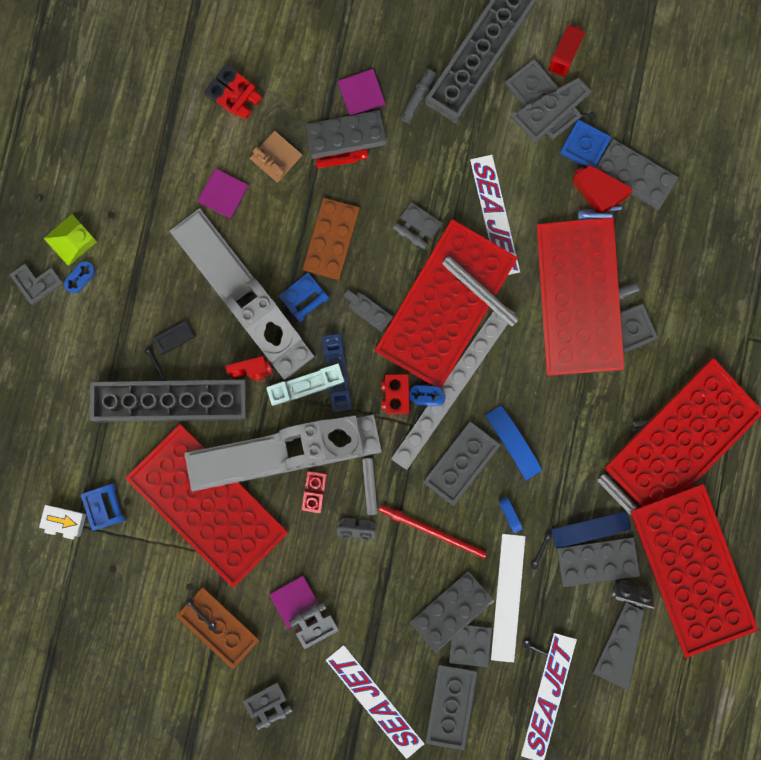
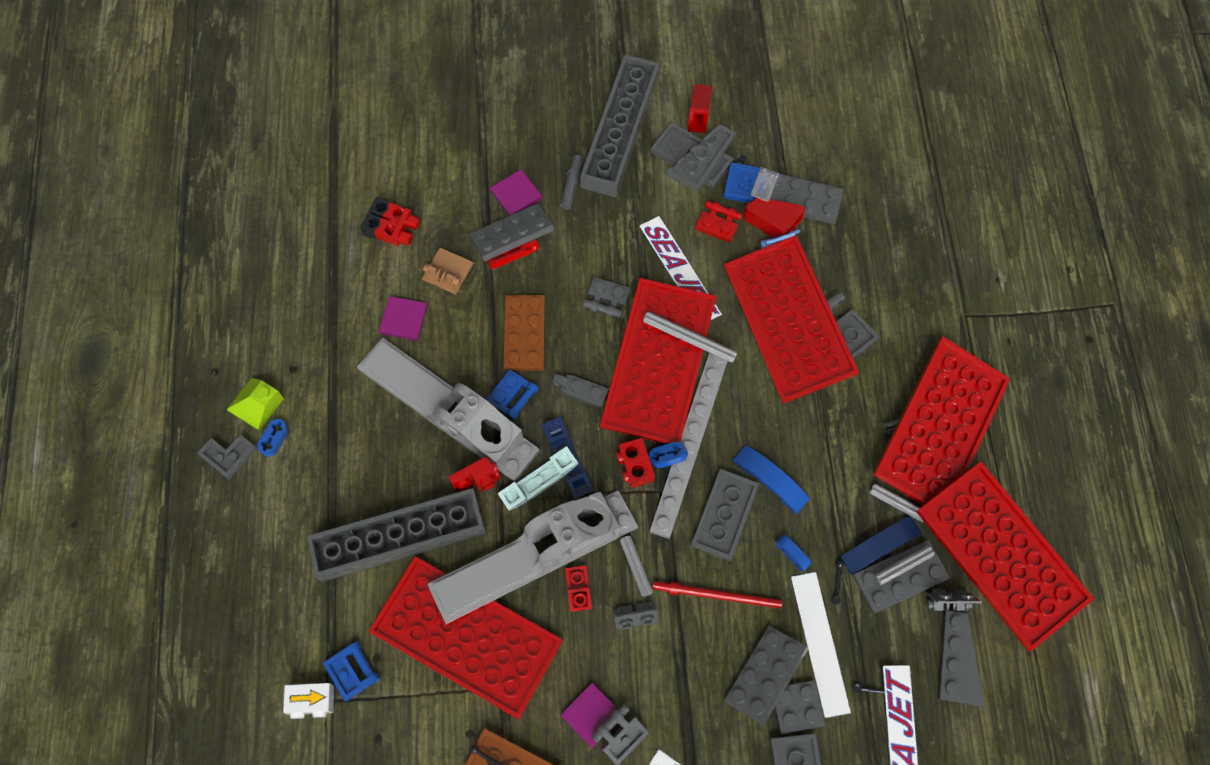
camera: 20 degrees left, 15 degrees down
(148, 350) = (363, 492): black hinge -> none
(173, 337) = (386, 471): black tile -> none
(543, 181) = (717, 226): none -> red plate
(602, 154) = (765, 184): none -> clear slope
(603, 554) = (904, 565): none -> light grey axle

